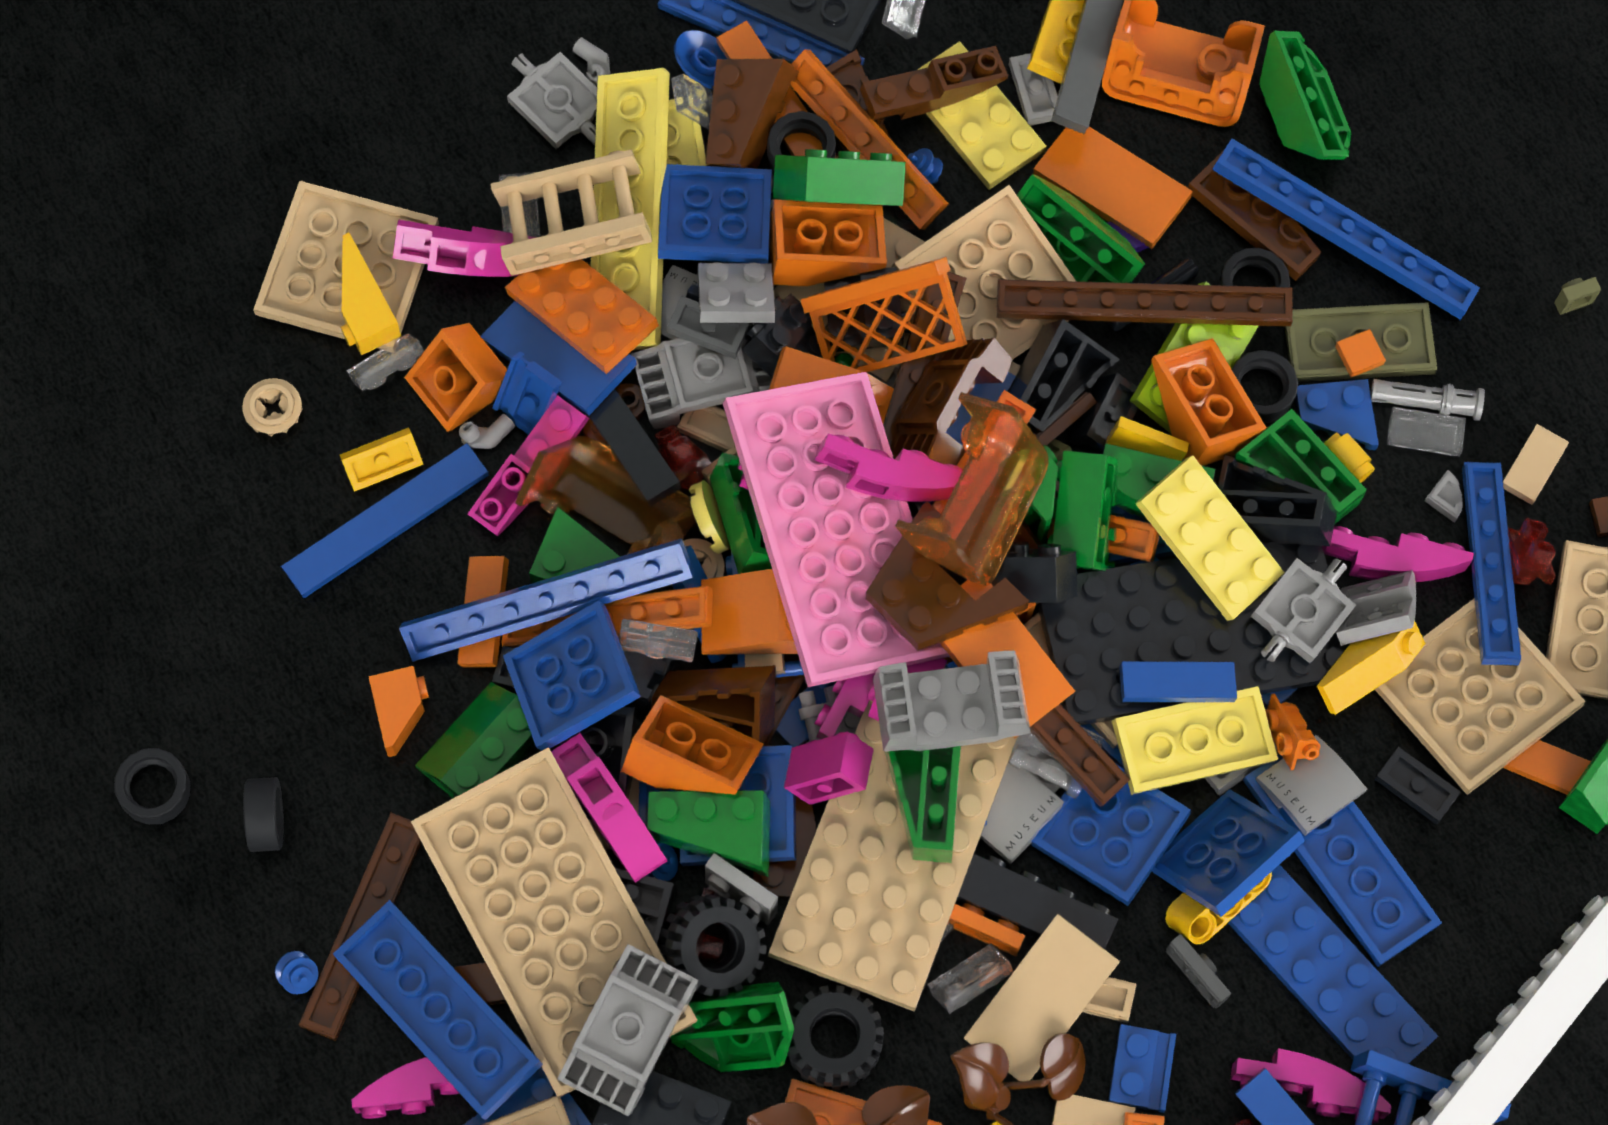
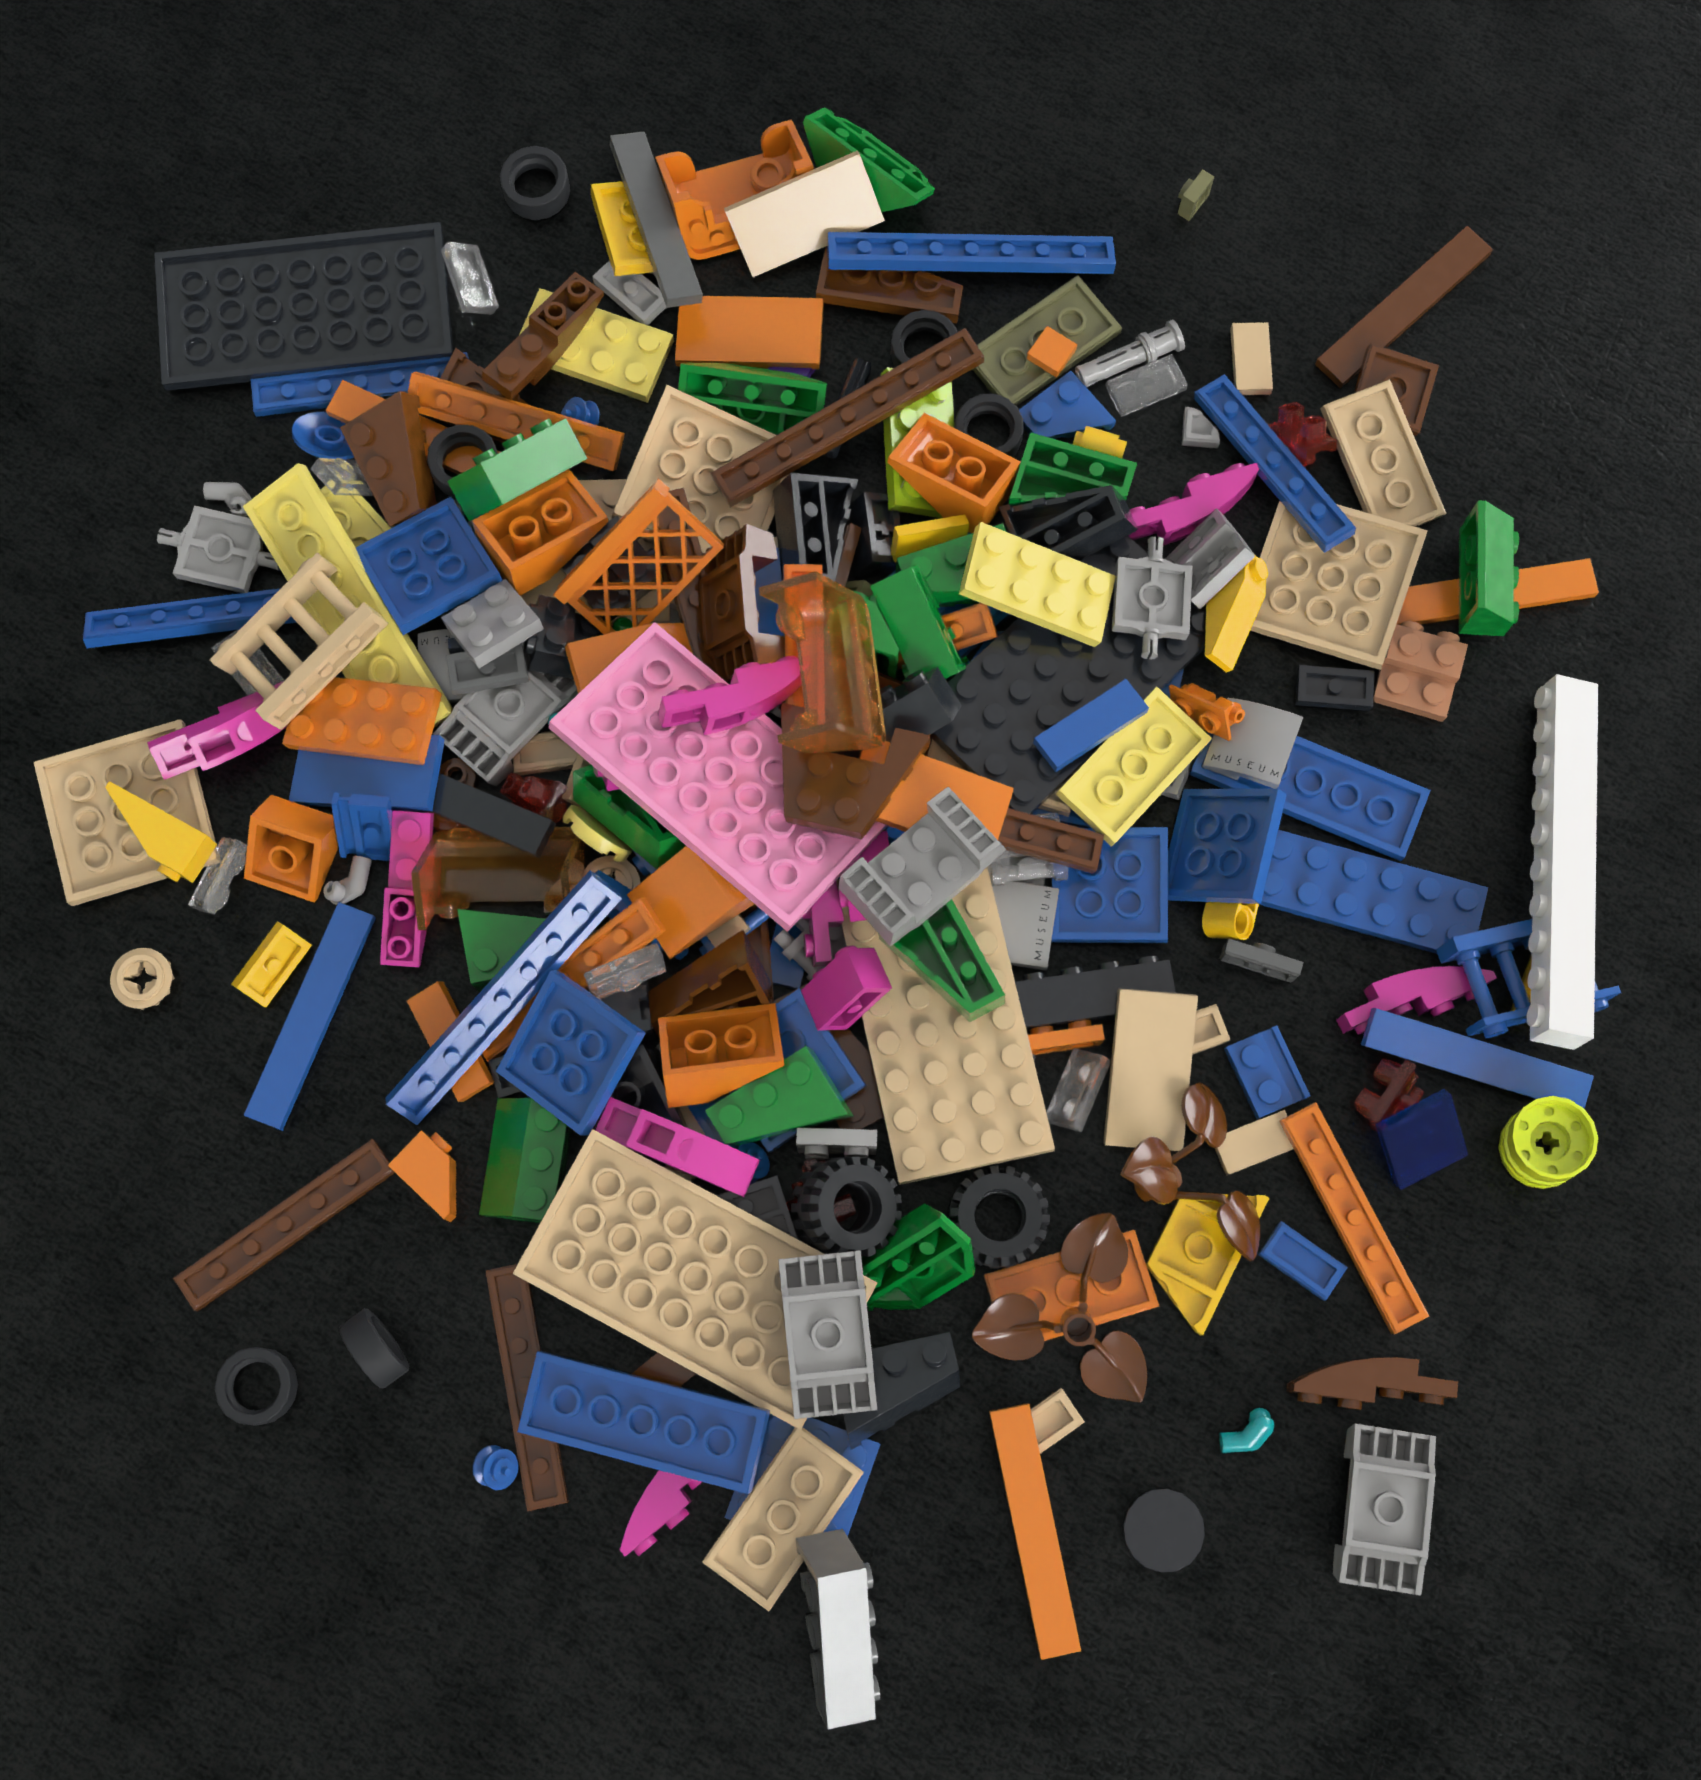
camera: 30 degrees left, 5 degrees up
(257, 674) = (284, 1225): none -> reddish brown tile
(484, 133) = (173, 619): none -> blue tile
(1216, 108) = (801, 212): none -> tile
(1502, 817) = (1420, 671): none -> nougat plate

